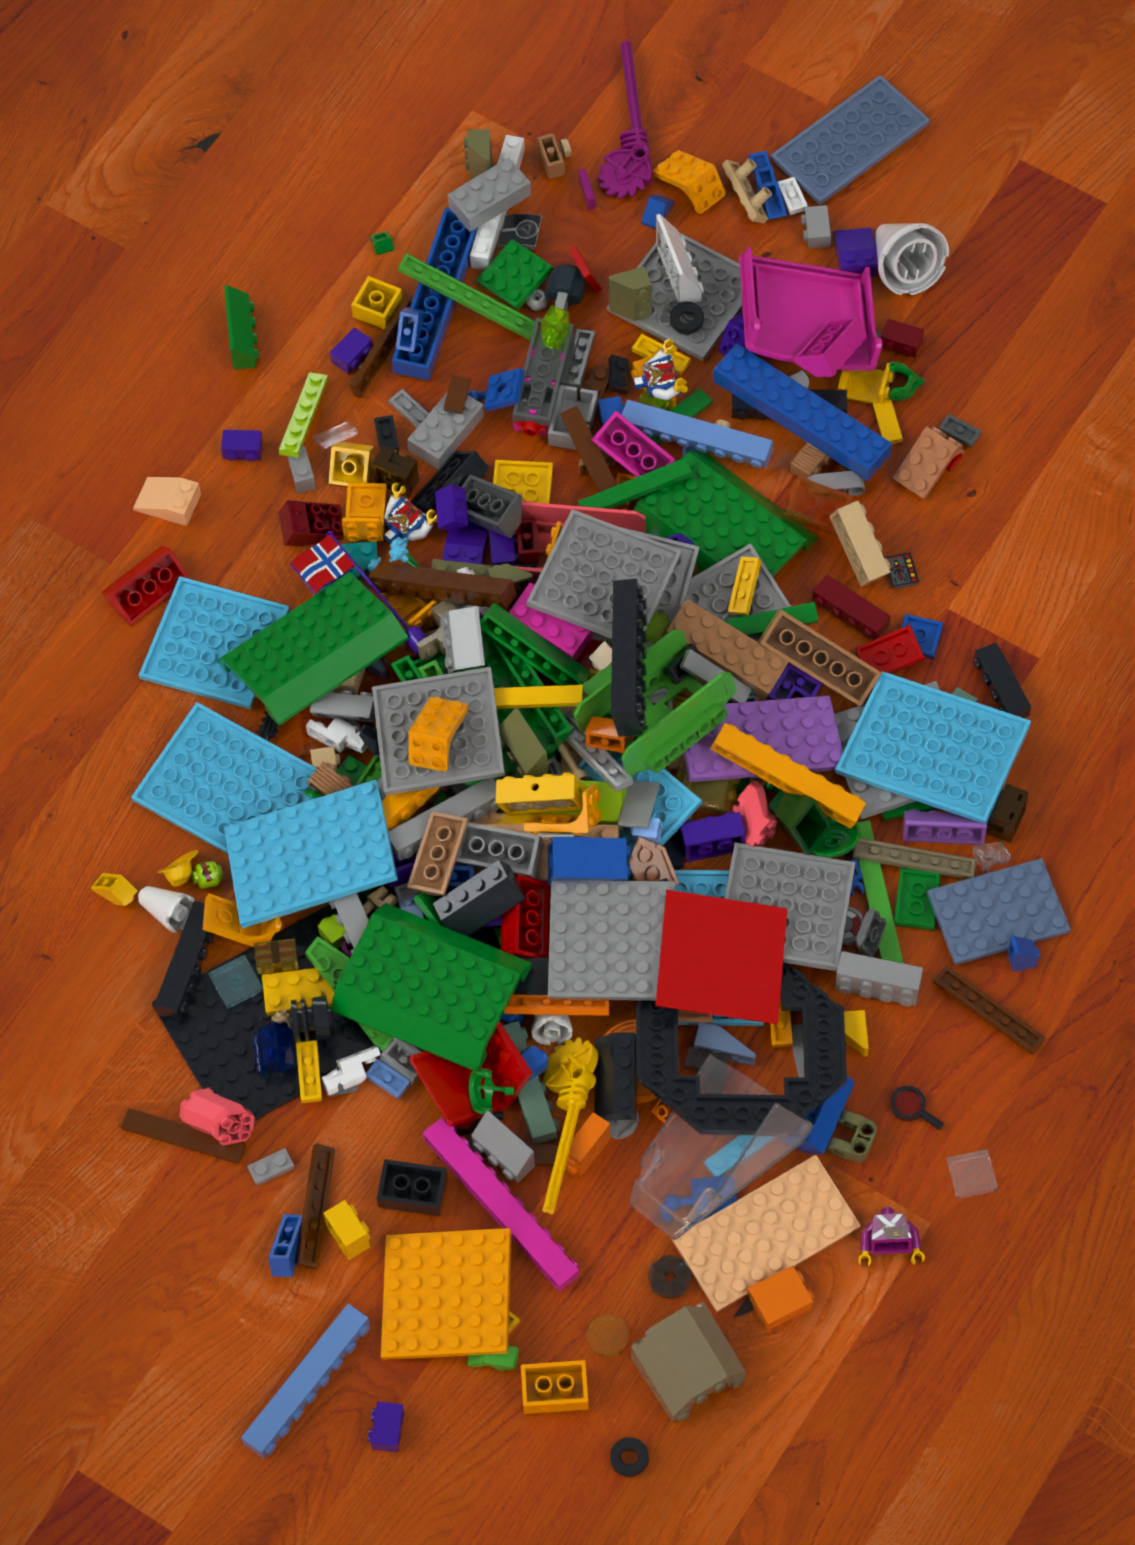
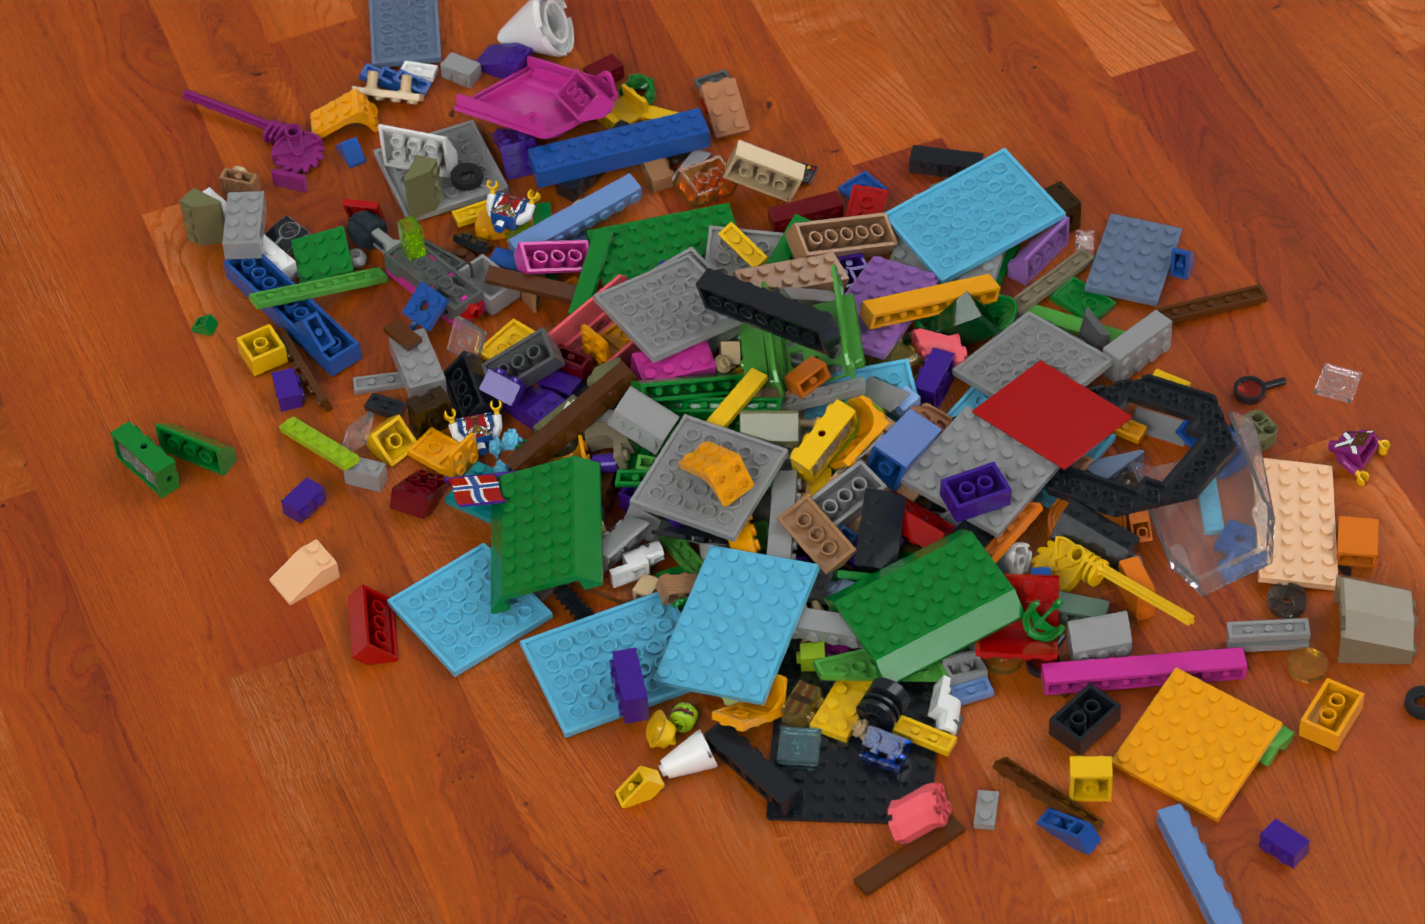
camera: 55 degrees left, 15 degrees down
(197, 303) = (145, 459): none -> green brick
(197, 813) = (629, 685): none -> dark purple brick
(496, 444) = (466, 337): none -> clear tile
(565, 949) = (975, 492): none -> dark purple brick
(585, 658) = (723, 364): none -> tan plate
(610, 1283) = (1268, 634): none -> light grey brick

